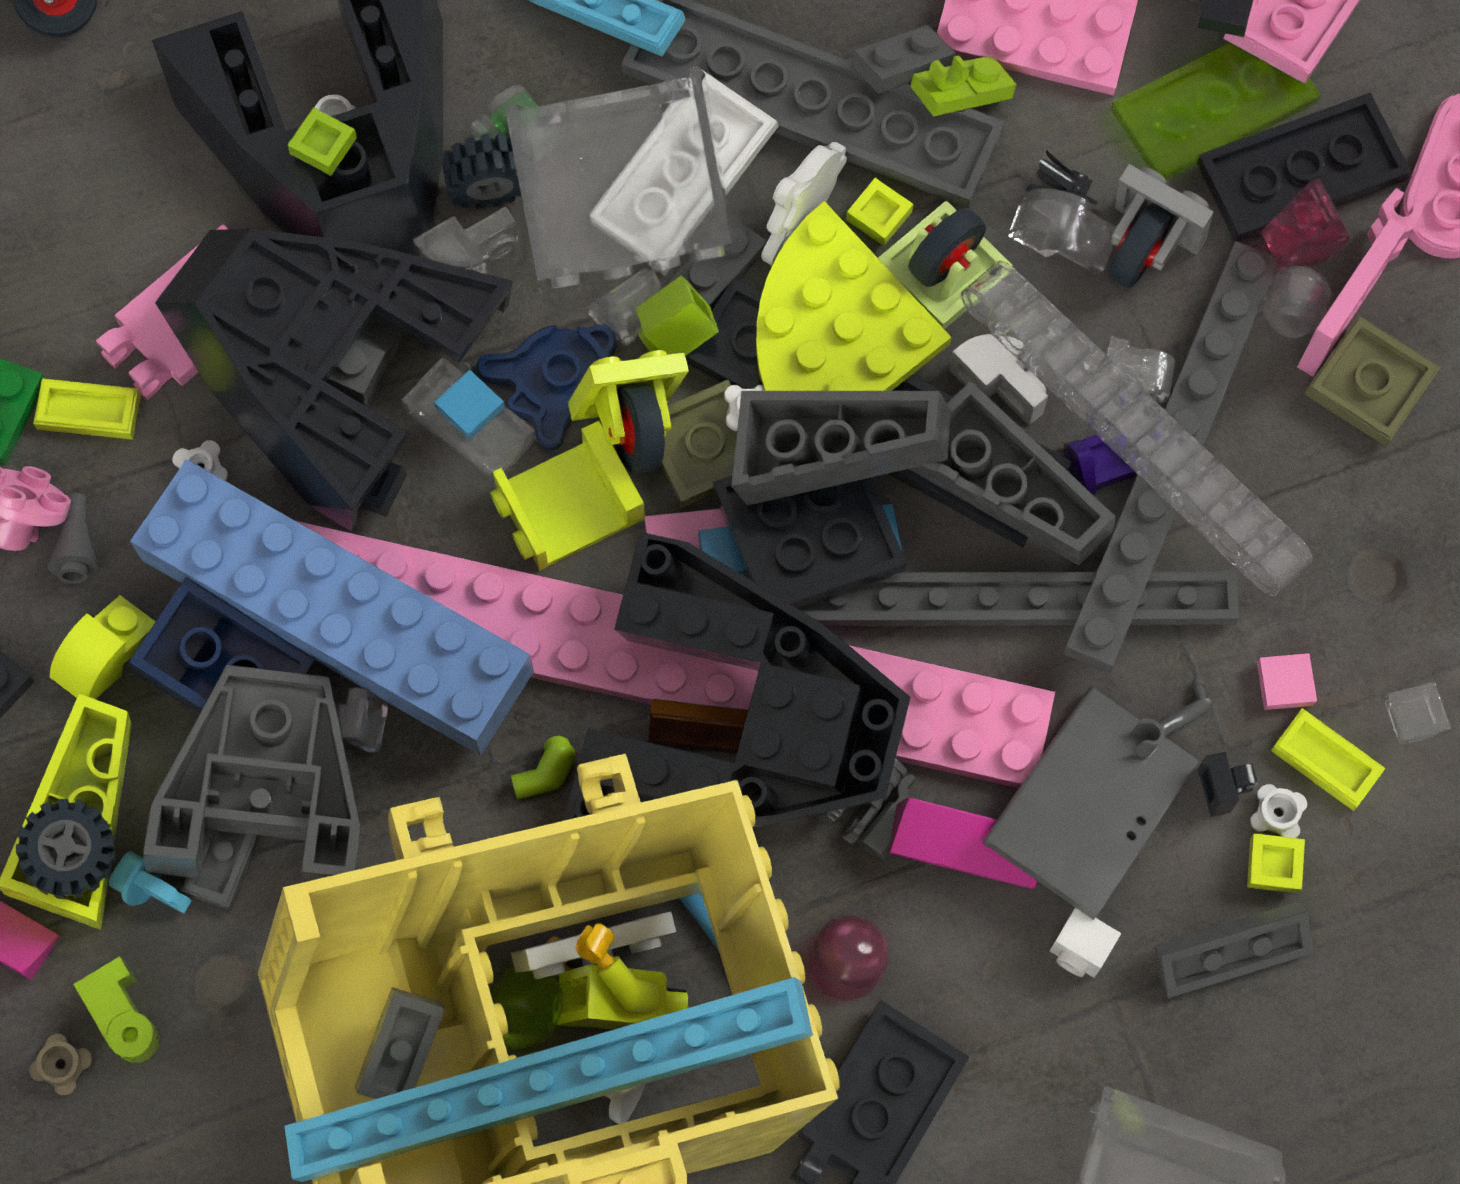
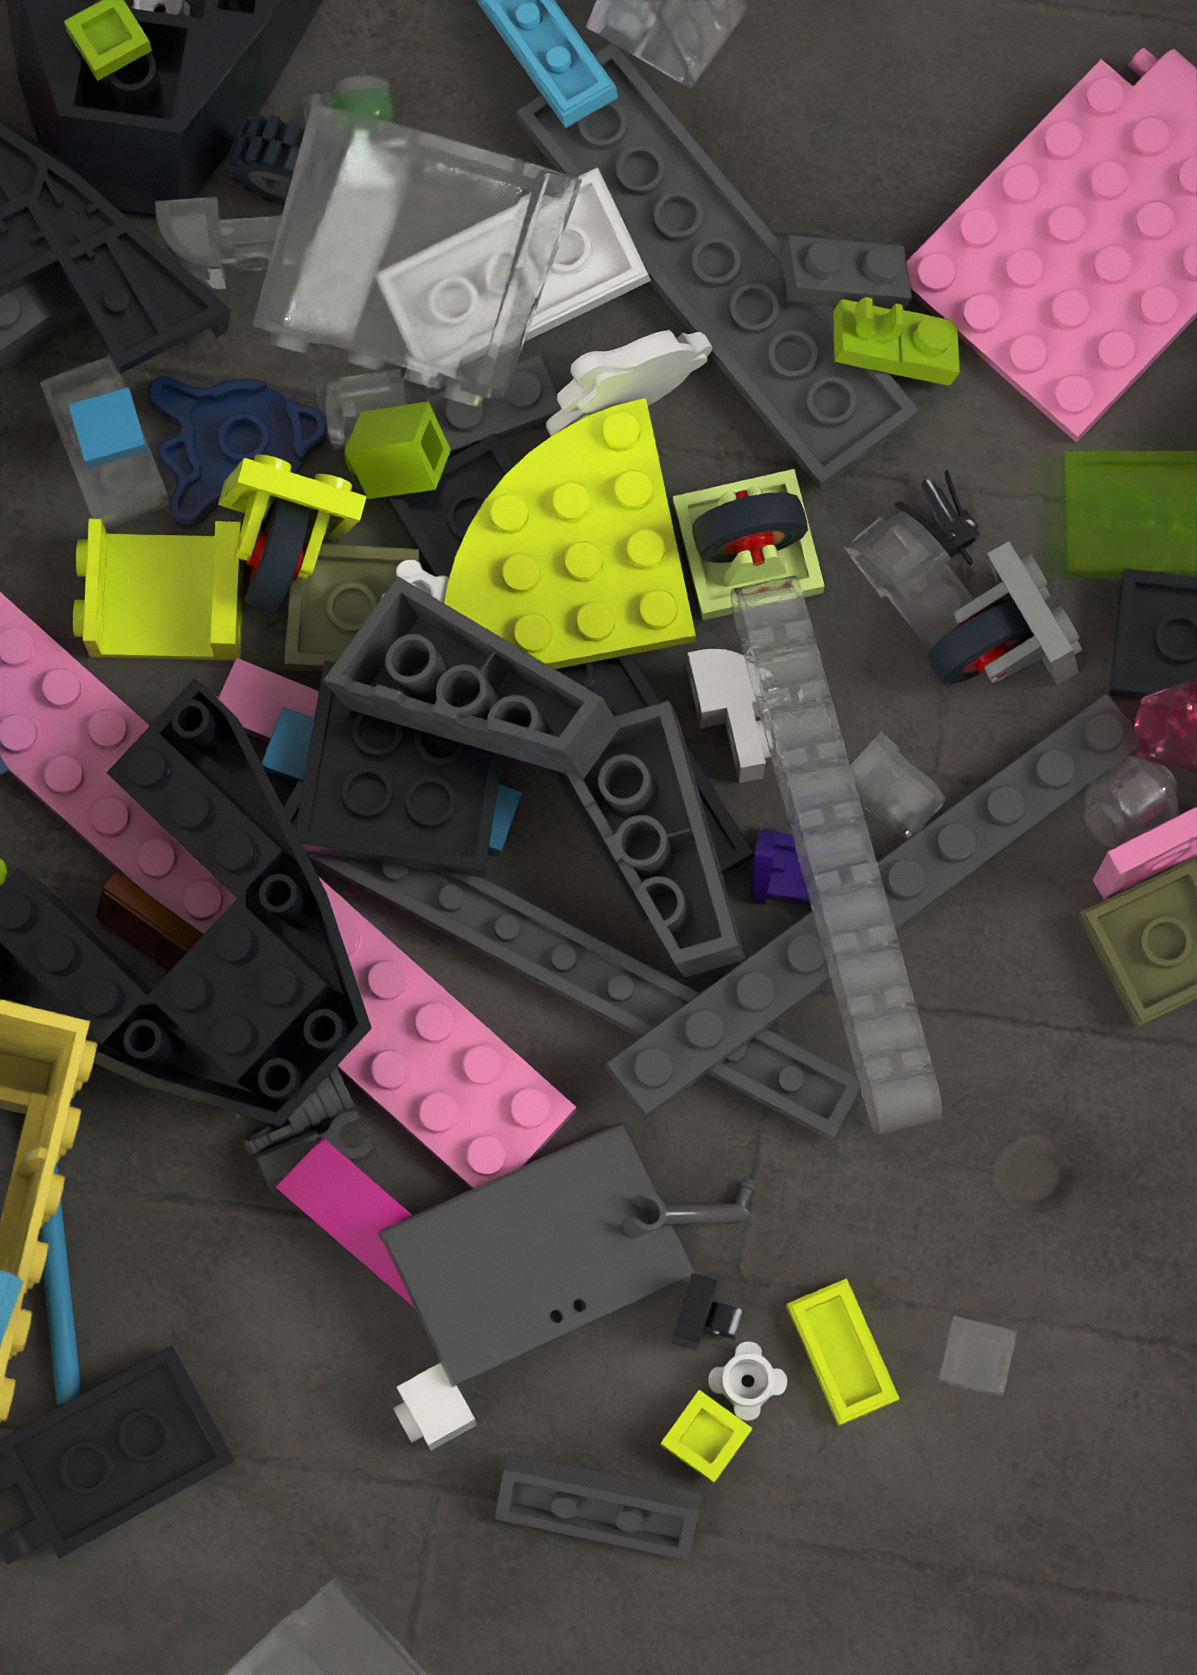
camera: 30 degrees right, 5 degrees up
(848, 958) = (170, 1278): clear pink hair -> none
(879, 211) = (711, 441): neon yellow plate -> none
(1286, 681) = (849, 1238): bright pink tile -> none

